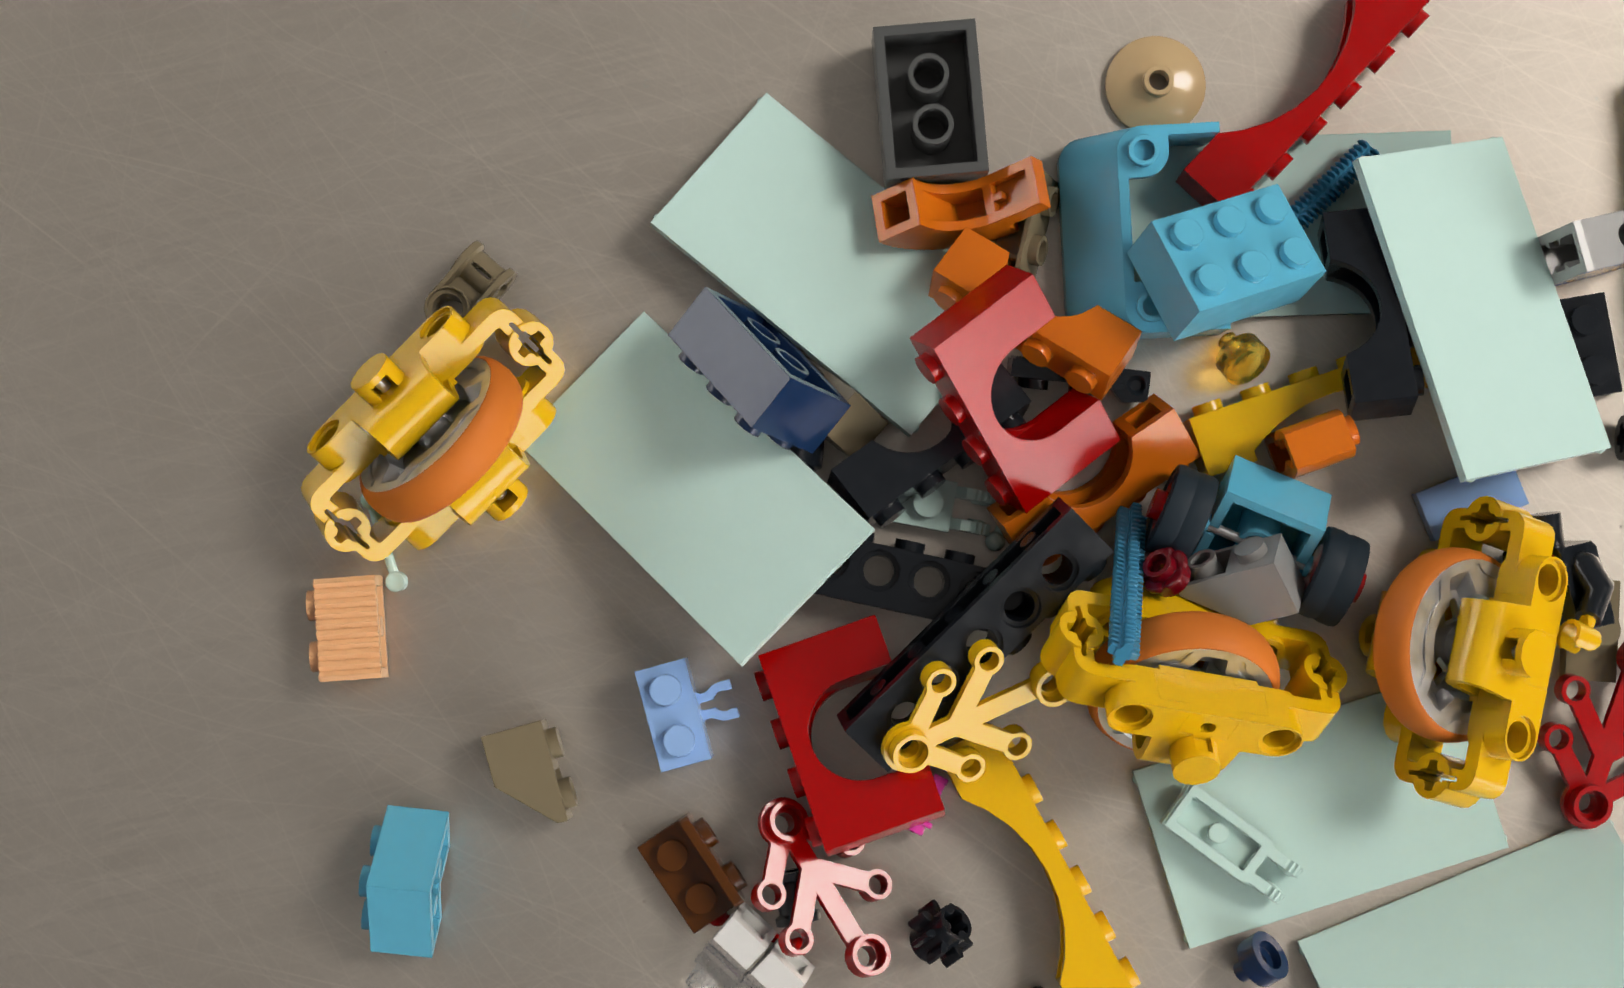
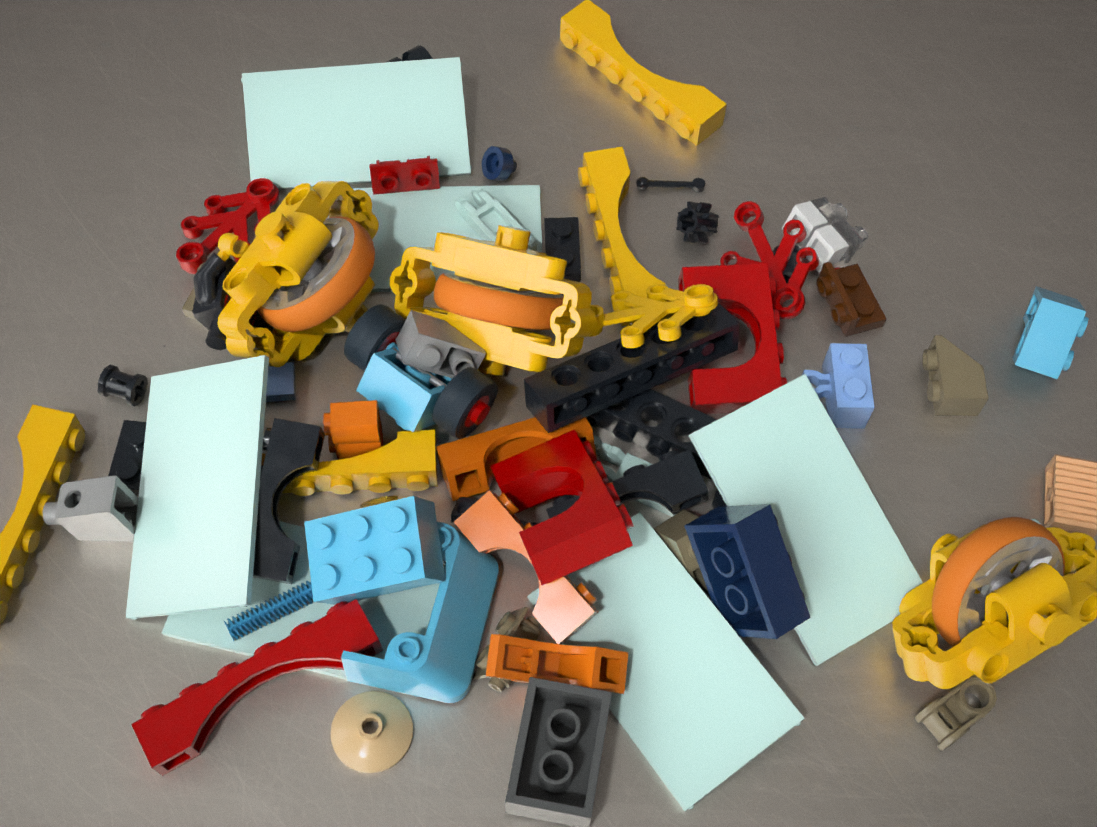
camera: 165 degrees left, 25 degrees down
(1120, 829) = (564, 243): none -> black hinge
(1127, 584) = (521, 355): dark azure axle -> none
(1166, 572) = (485, 353): dark red plate -> none
(1413, 885) = (404, 176): none -> red hinge

